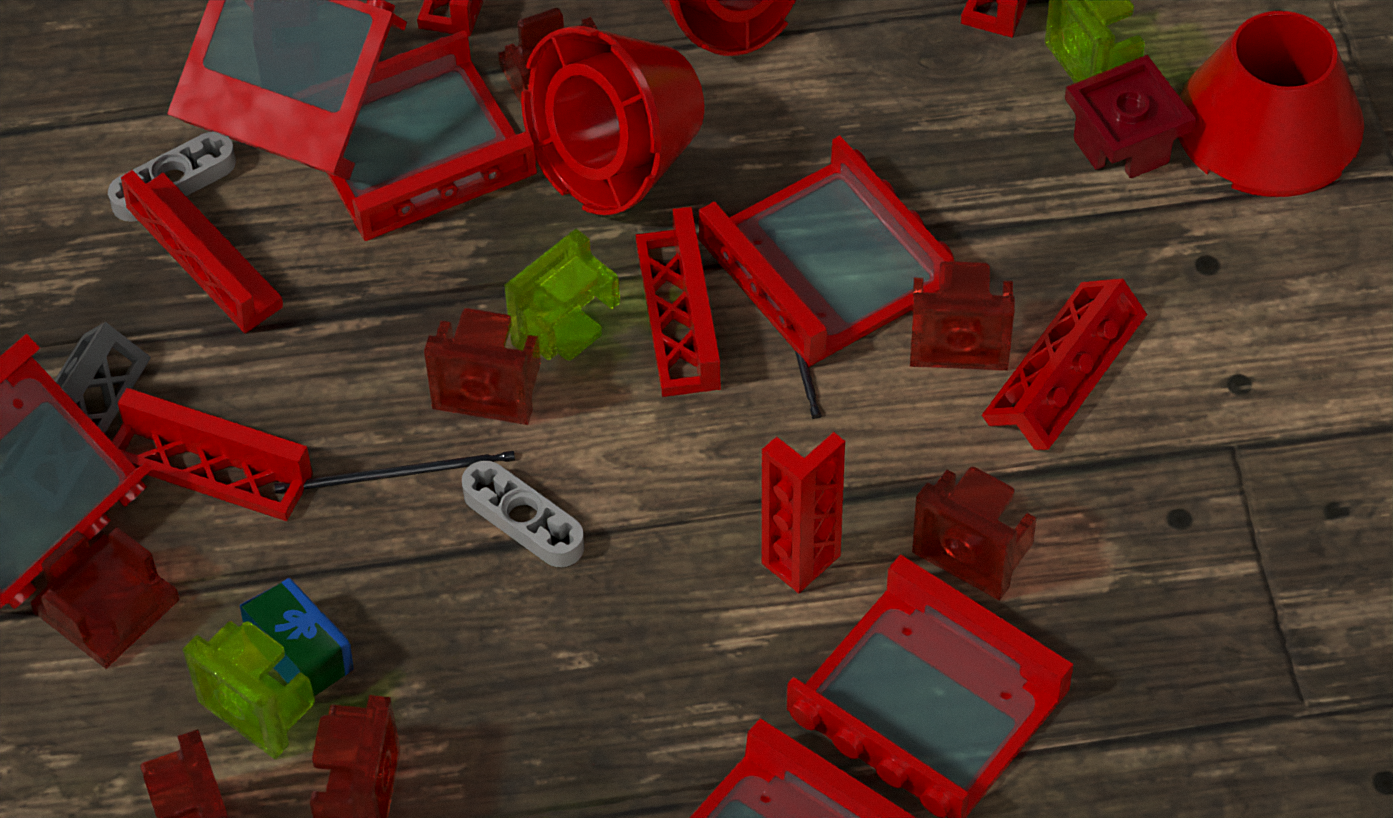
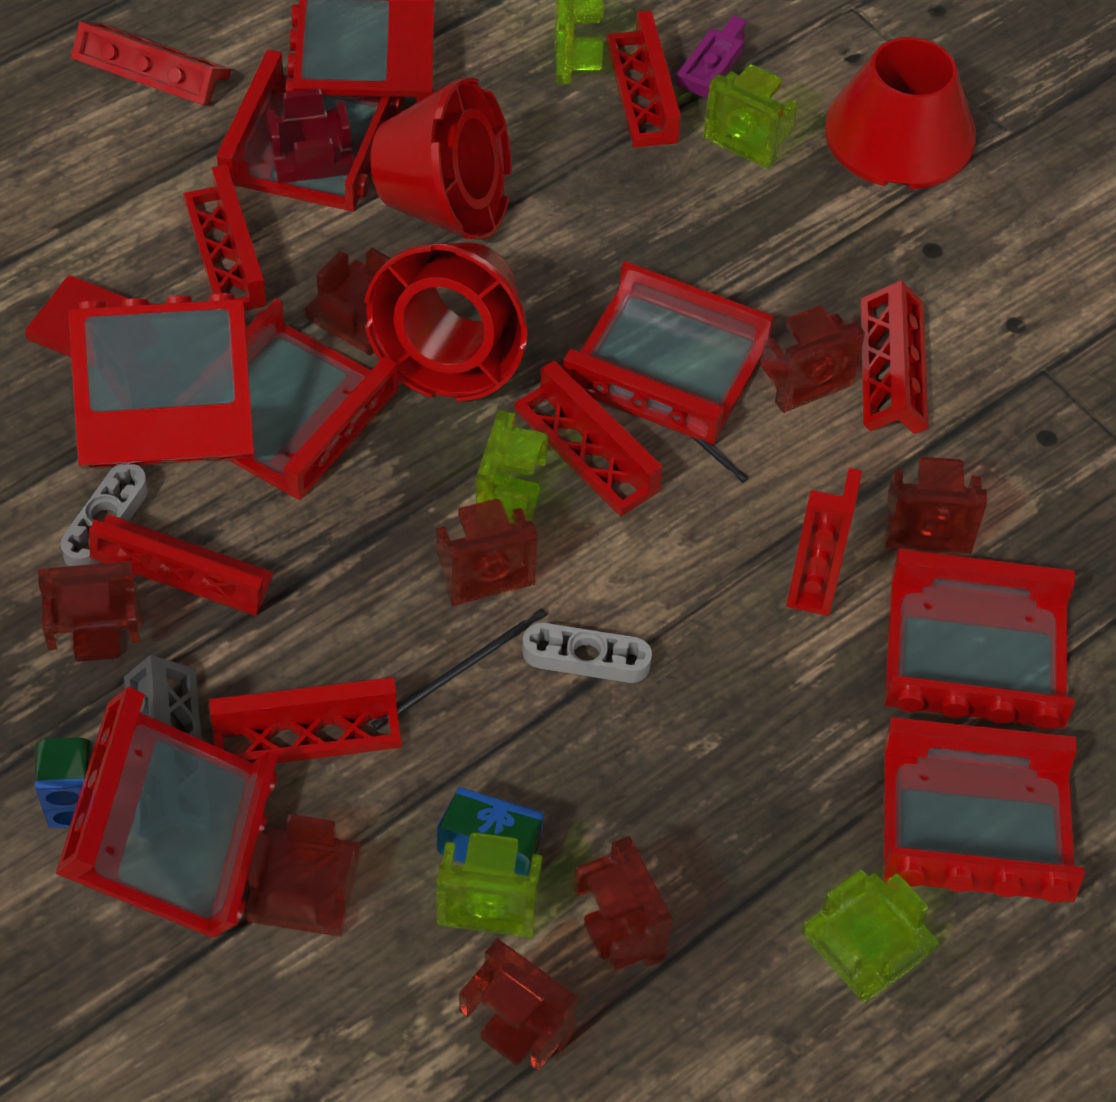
camera: 35 degrees left, 0 degrees up
(90, 246) = (92, 605): none -> clear red panel
(1128, 116) = (814, 162): dark red panel -> none

